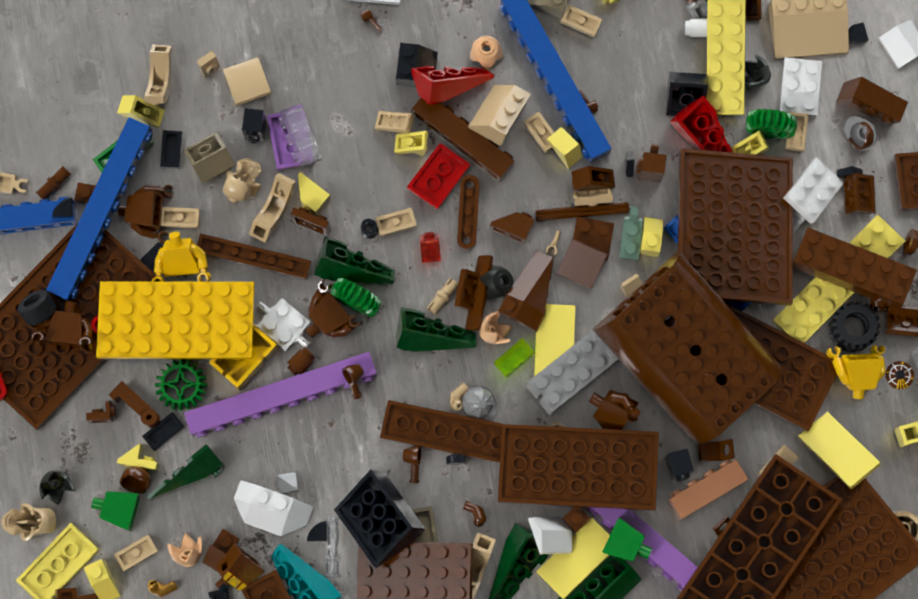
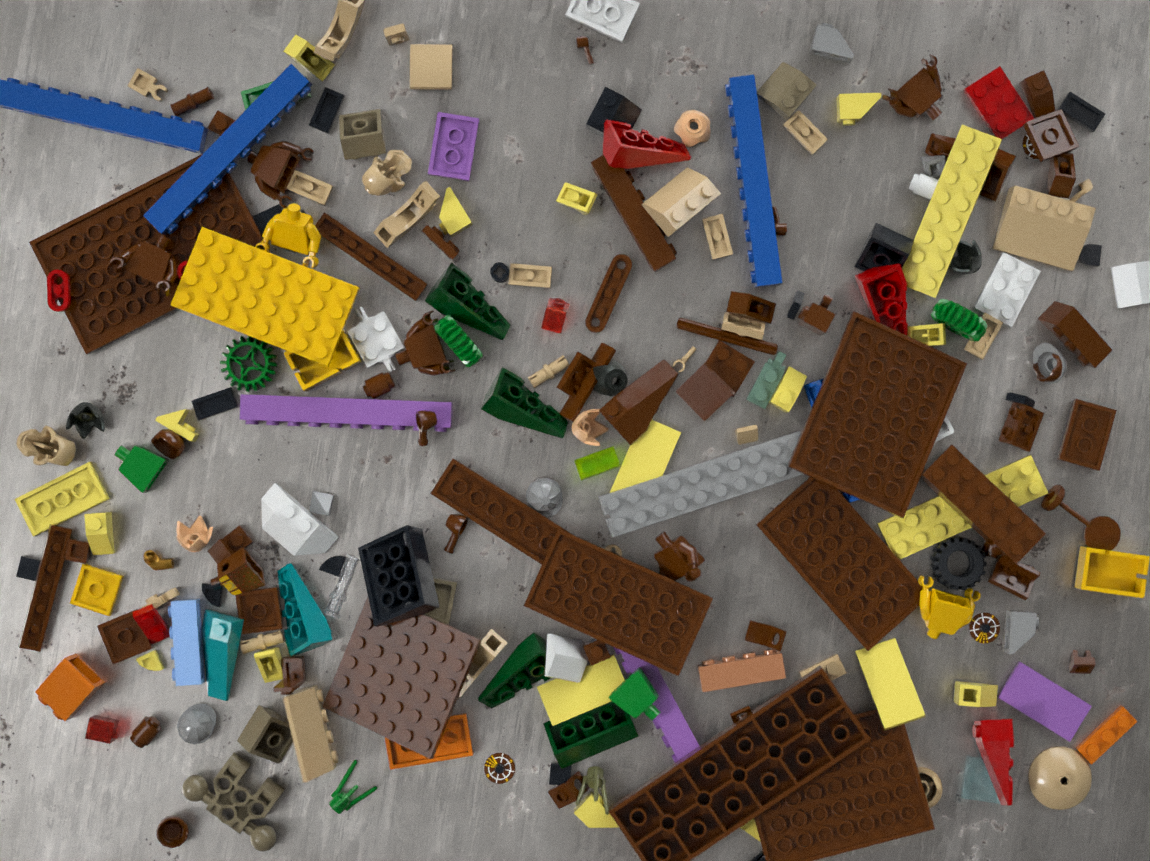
camera: 30 degrees right, 10 degrees up
(36, 307) = (128, 230): black tyre -> none
(64, 209) = (192, 135): black tile -> none
(100, 416) = (155, 363): reddish brown bracket -> none
(136, 553) = (144, 517): tan plate -> none
(148, 416) = (203, 380): reddish brown leg -> none
(200, 467) = (234, 456): dark green wedge -> none
(254, 125) = (420, 119): black brick -> none
(300, 135) = (463, 148): clear brick -> none
(394, 122) = (567, 168): tan plate -> none
(438, 176) = (592, 243): red plate -> none
(455, 460) = (499, 545): black tile -> none
(456, 397) = (523, 480): tan arm -> none
(478, 513) = (501, 605): reddish brown arm -> none
(514, 226) = (650, 326): reddish brown slope -> none
(565, 147) = (735, 262): light yellow slope -> none
(662, 354) = (800, 505): reddish brown slope -> none
(679, 465) = (722, 637): black brick -> none
(813, 190) = (974, 405): white plate -> none

